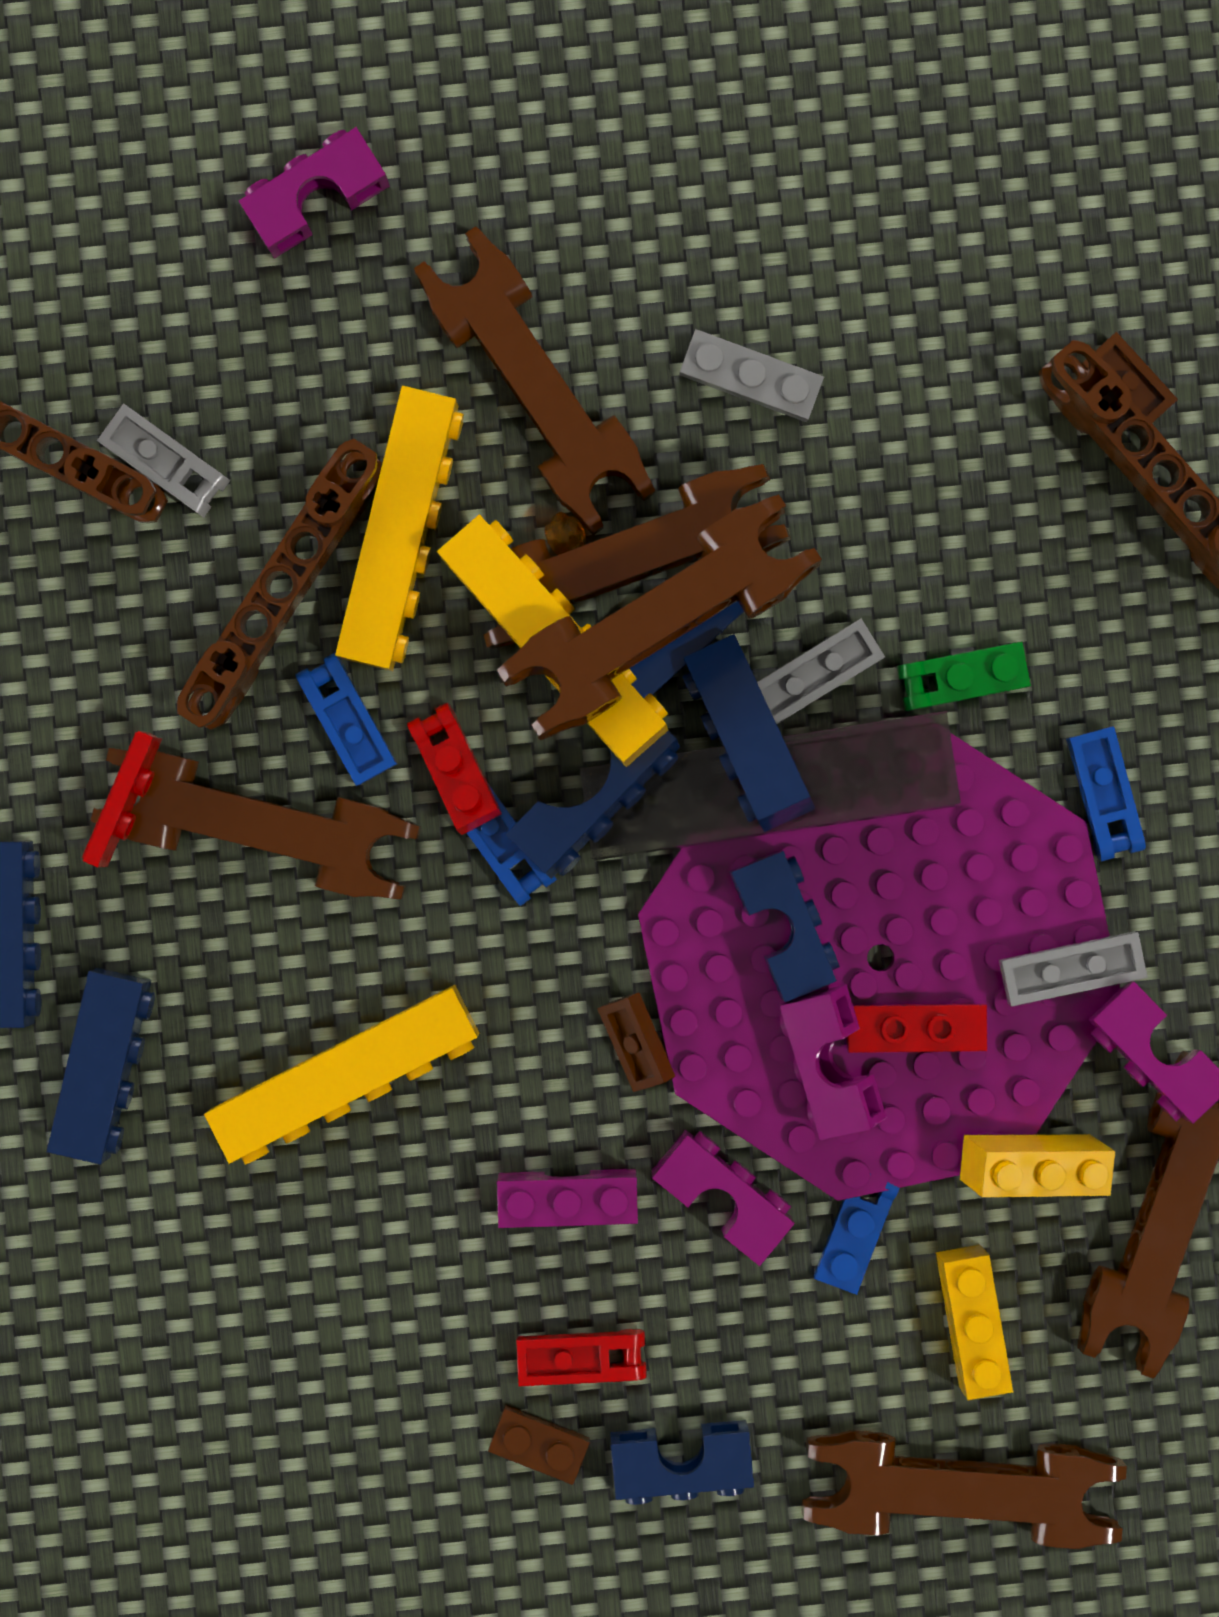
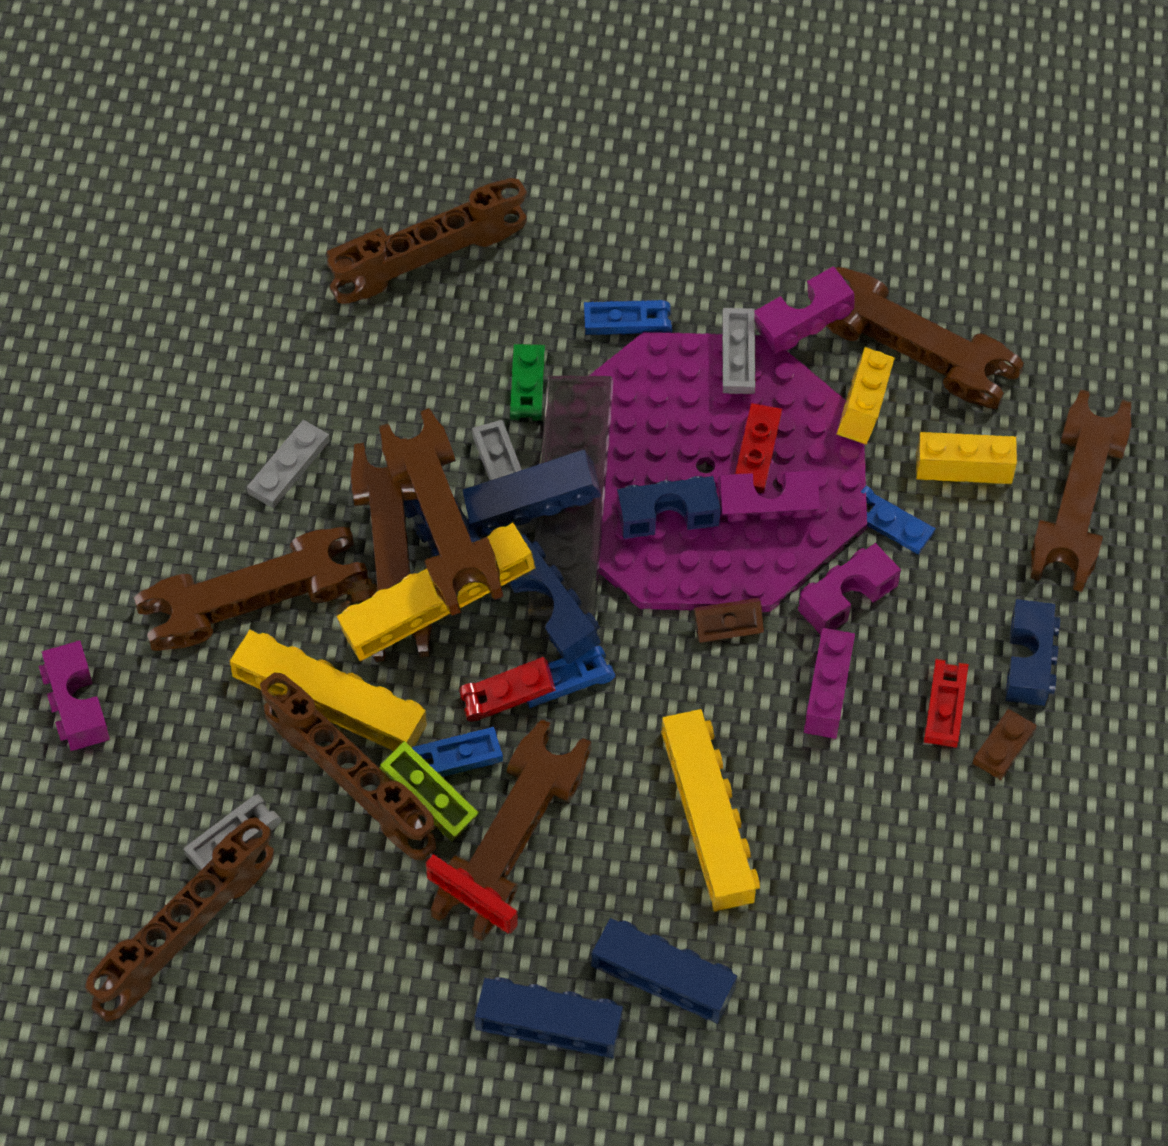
camera: 80 degrees left, 30 degrees down
(264, 703) = (447, 806): none -> lime brick

